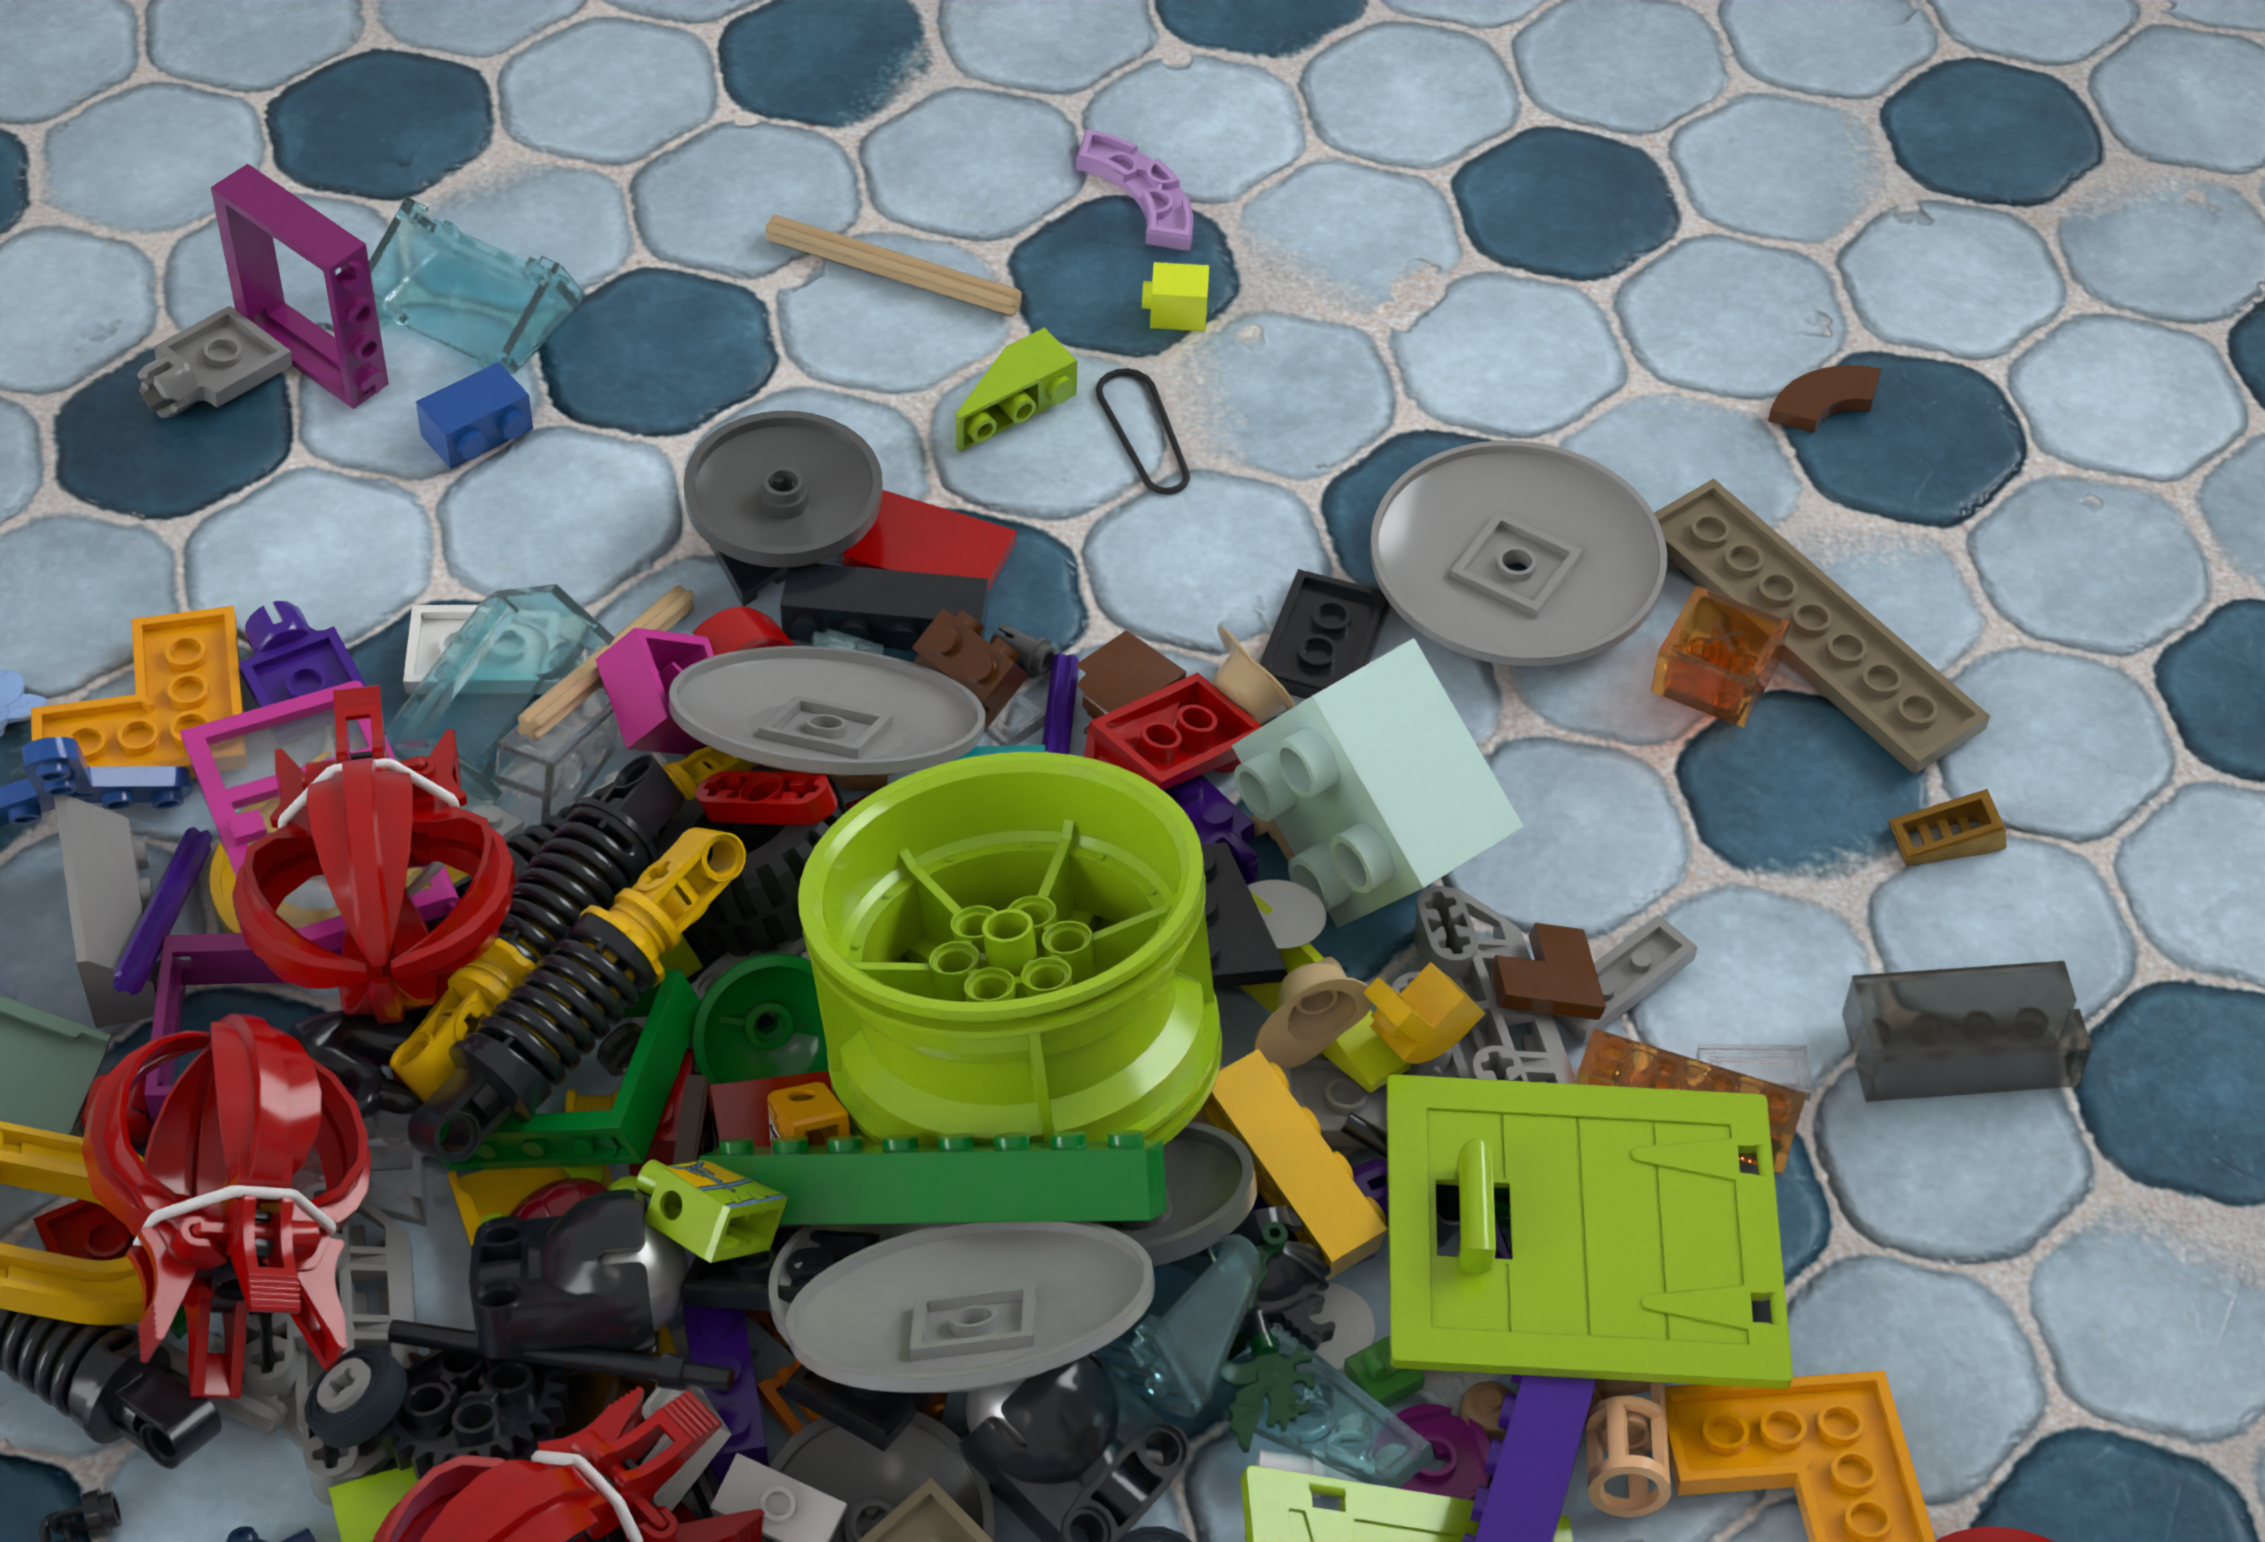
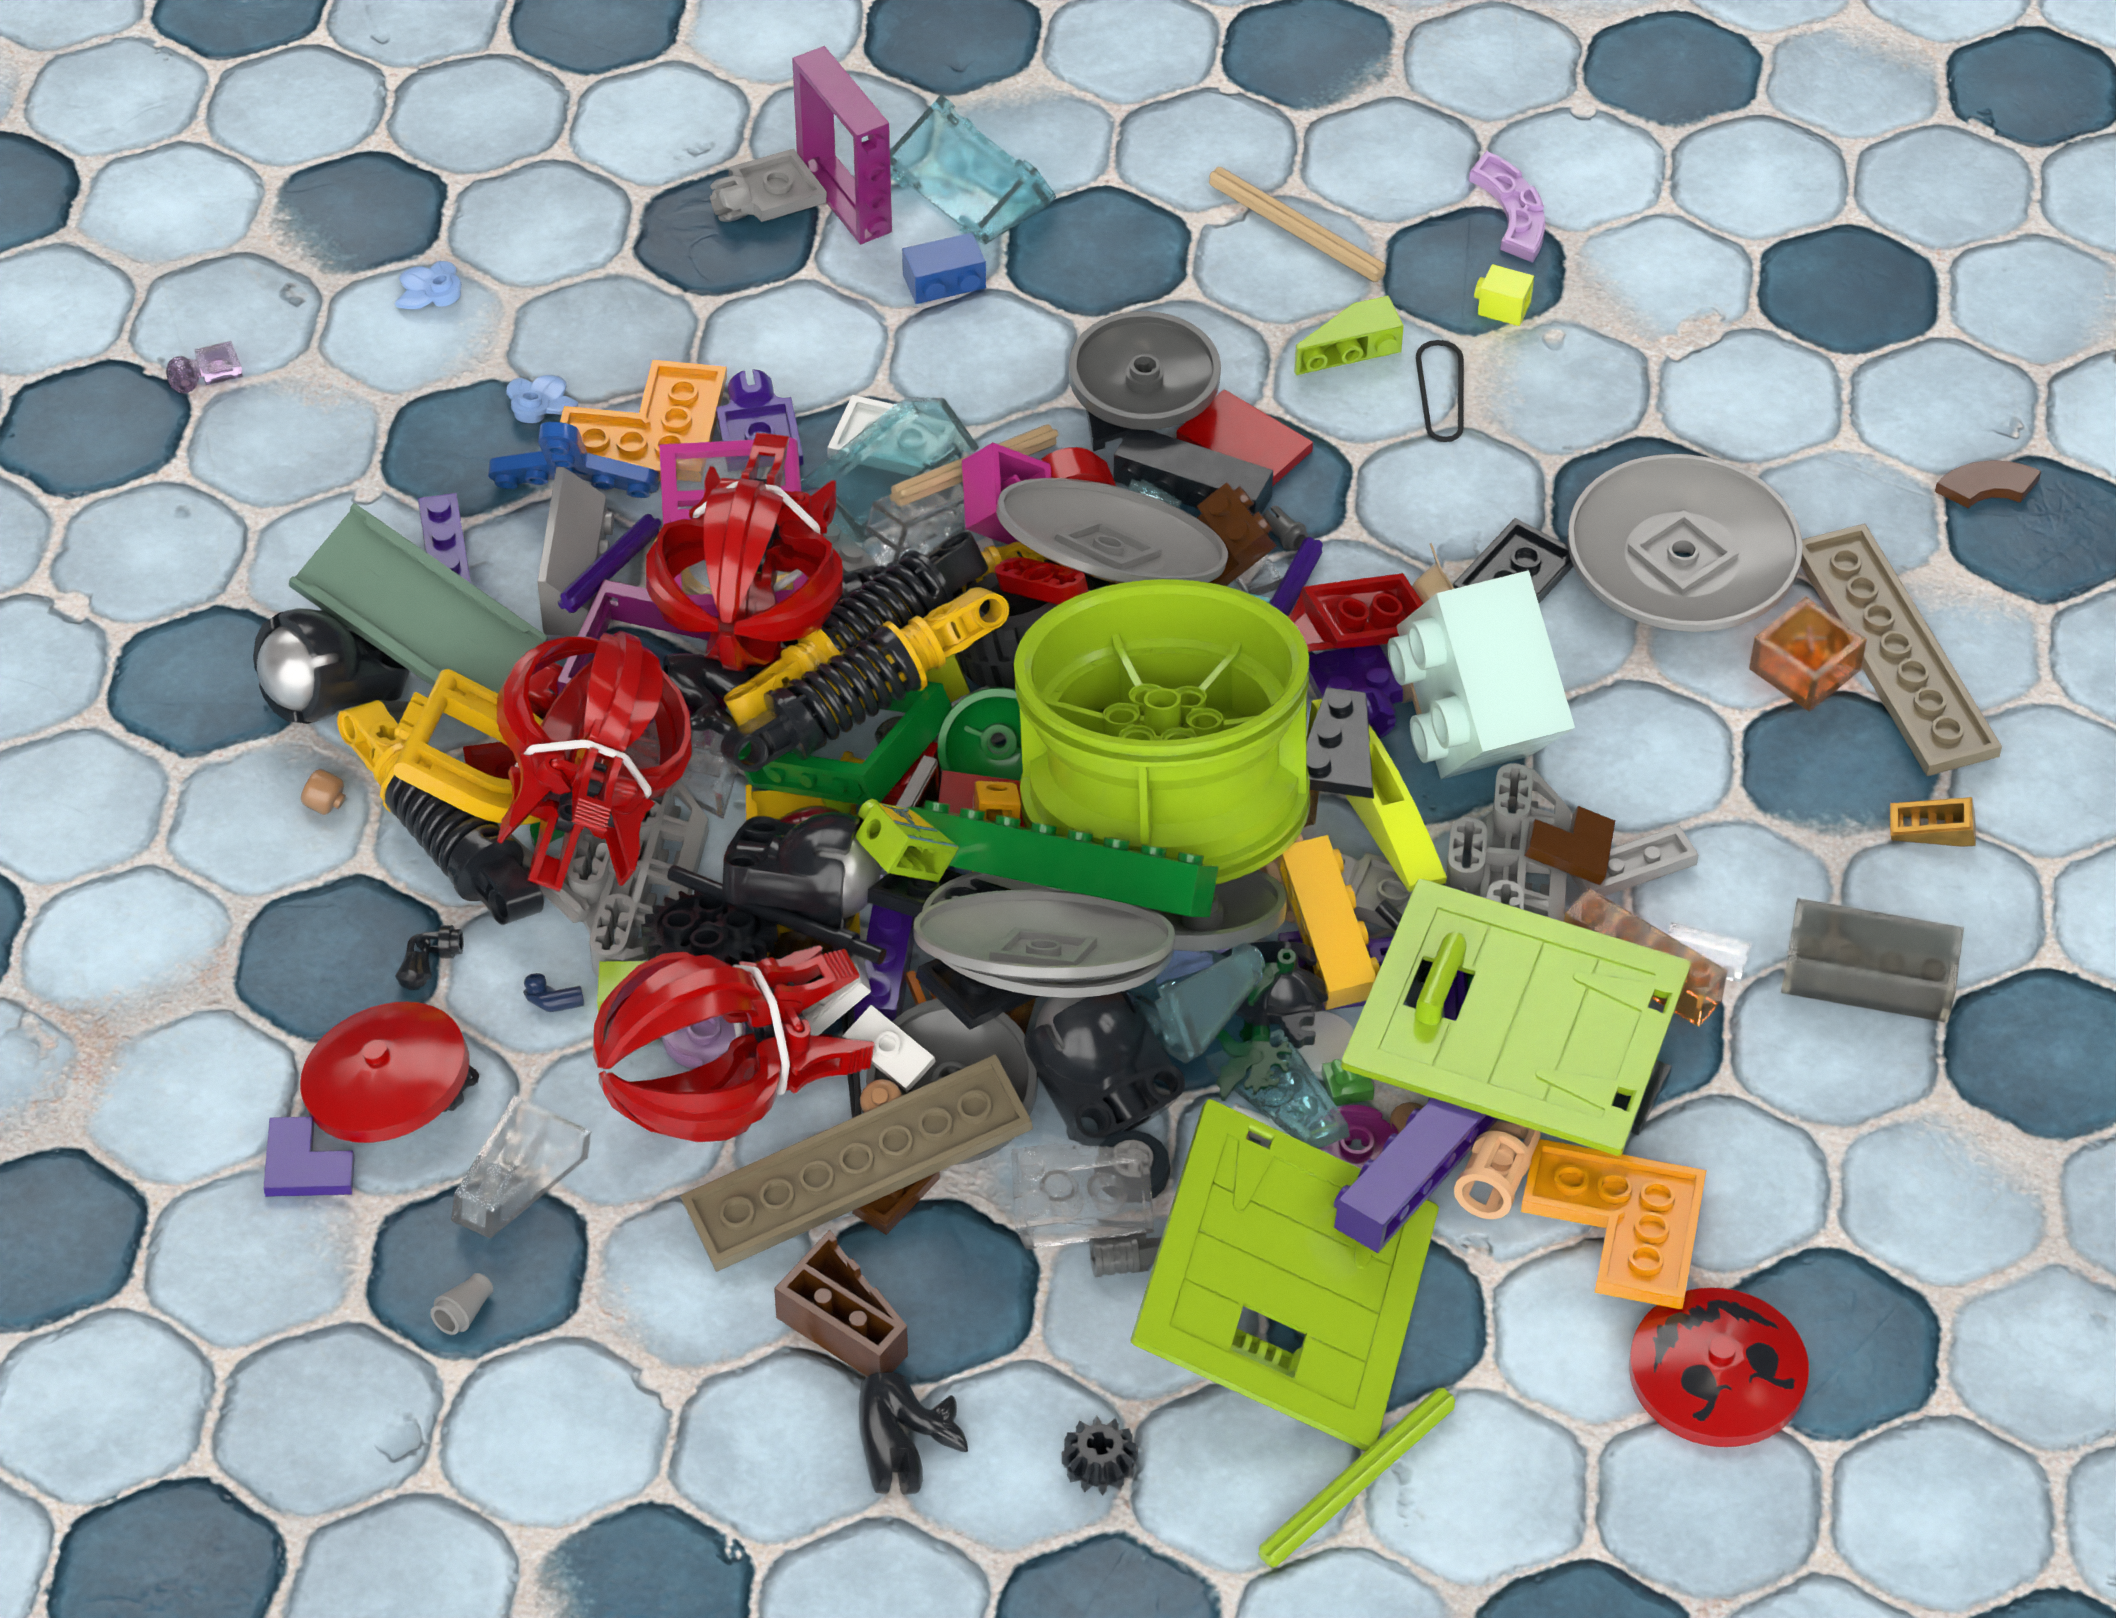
camera: 20 degrees right, 0 degrees up
(356, 1397) = (633, 906): black wheel -> none
(1123, 673) = (1347, 559): reddish brown piece -> none
(1296, 913) = (1400, 756): white sticker -> none
(1312, 1012) = (1377, 824): tan piece -> none
(1424, 1017) = (1461, 847): yellow brick -> none

